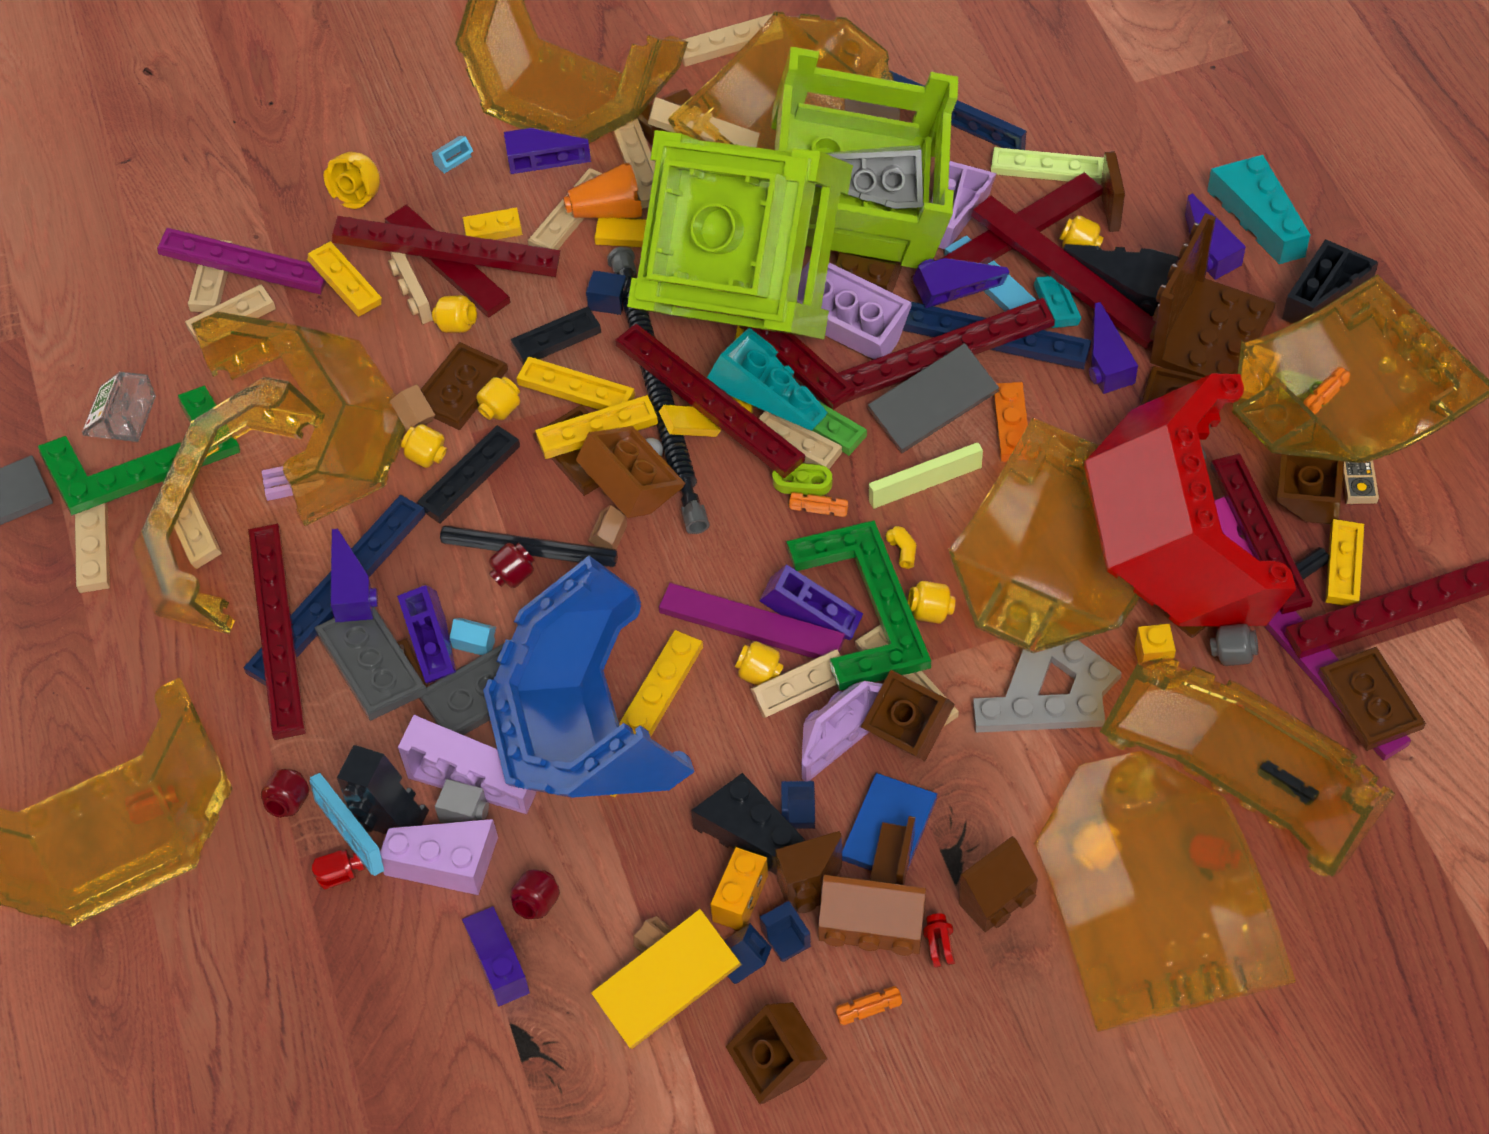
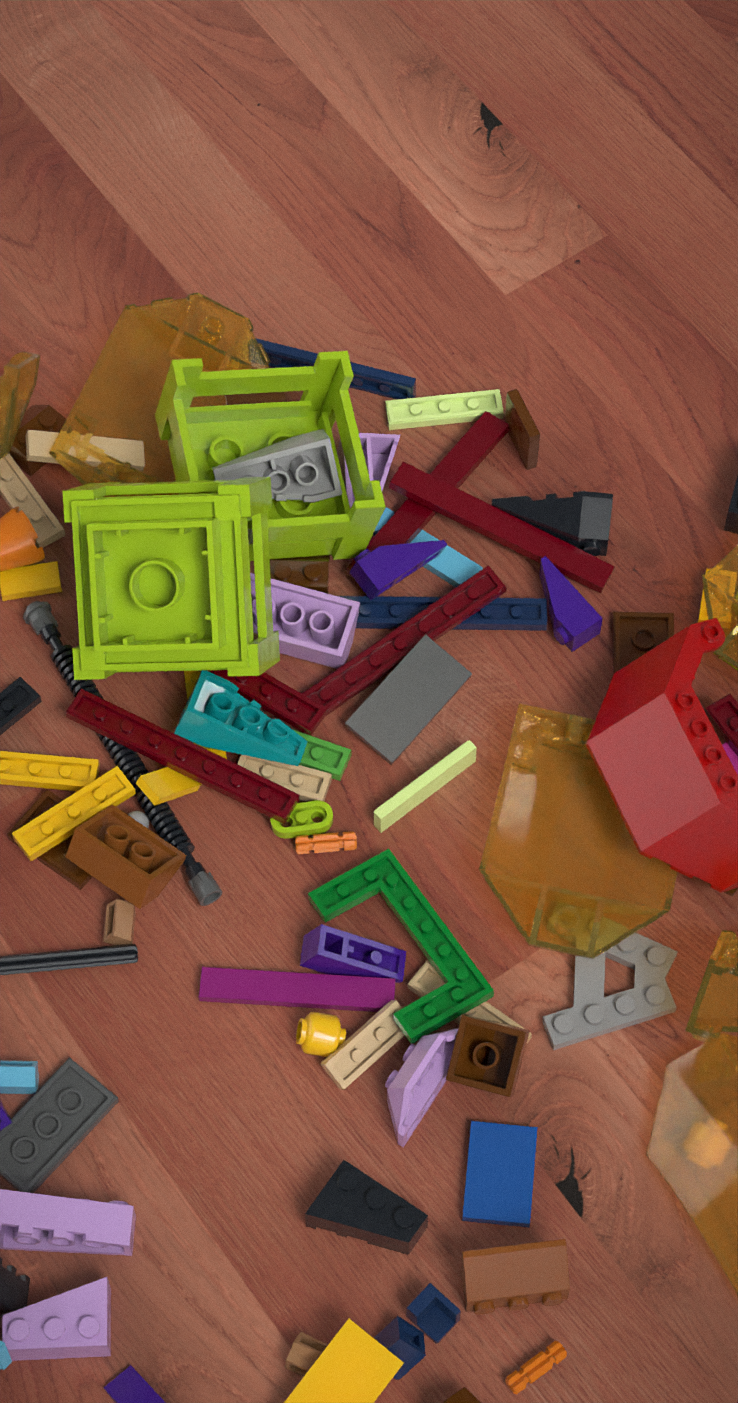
camera: 20 degrees left, 5 degrees up
(461, 803) = (66, 1266): light grey brick -> none
(511, 565) = (32, 989): dark red head -> none
(534, 894) = (171, 1342): dark red head -> none
(554, 702) = (133, 1139): blue windscreen -> none
(605, 292) = (34, 656): dark blue panel -> none
(662, 682) = (219, 1116): yellow plate -> none
(721, 41) = (74, 330): tan plate -> none
(739, 889) = (375, 1282): light orange brick -> none
(799, 803) = (405, 1175): dark blue panel -> none
(803, 867) = (437, 1247): reddish brown slope -> none
(893, 852) = (516, 1206): reddish brown panel -> none
(900, 537) = (427, 865): yellow arm -> none
(931, 602) = (471, 923): yellow head -> none
(939, 928) = (580, 1270): red arm -> none
(997, 885) = (627, 1212): reddish brown slope -> none
(1010, 417) = (491, 704): orange plate -> none
(1058, 301) = (501, 561): teal plate -> none
(1081, 232) = (502, 482): yellow head -> none
(1154, 642) = (703, 919): yellow brick -> none
(1200, 319) = (658, 554): reddish brown bracket -> none
(1226, 249) = (635, 463): dark purple slope -> none
(1262, 206) = (672, 411): teal wedge -> none

